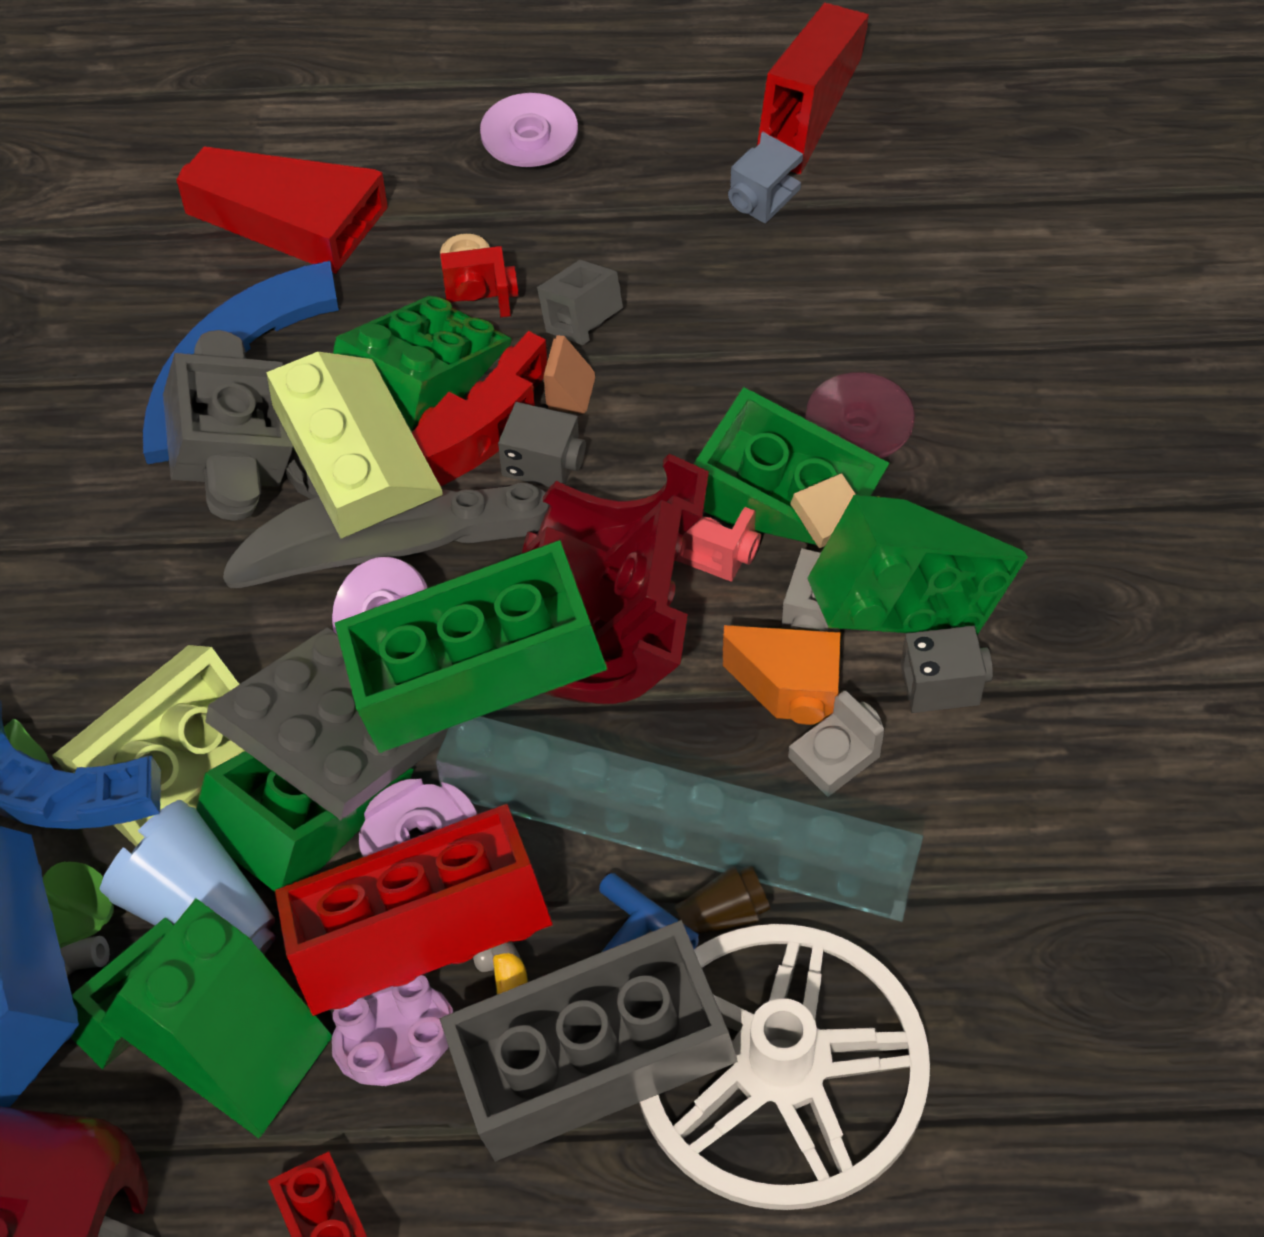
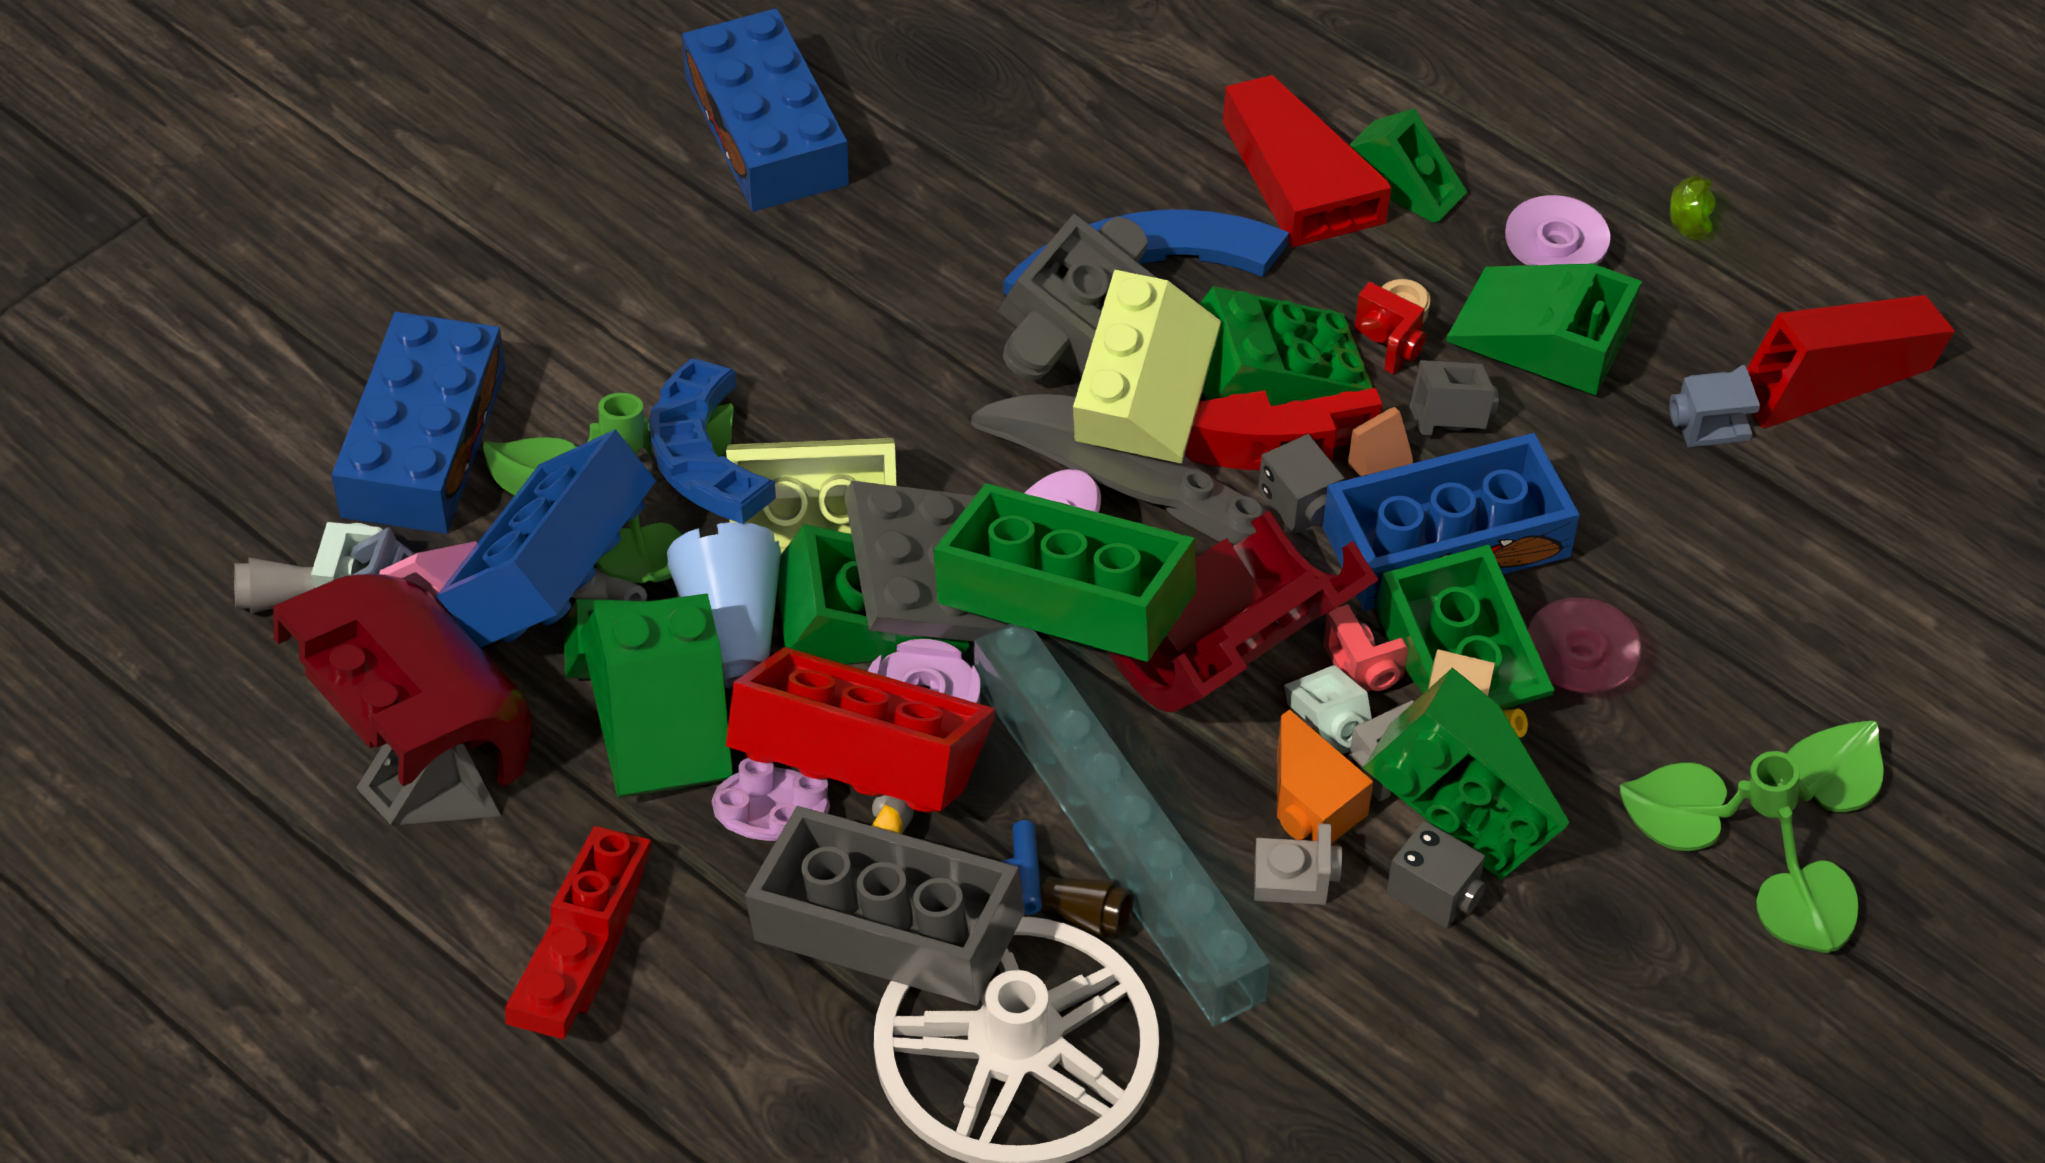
camera: 40 degrees right, 5 degrees down
(367, 141) = (1411, 163): none -> green slope
(589, 194) = (1550, 320): none -> green slope
(598, 47) = (1692, 206): none -> clear neon green plate
(677, 387) = (1452, 504): none -> blue brick
(736, 598) = (1330, 704): none -> light aqua bracket
(1110, 382) = (1836, 766): none -> bright green plant

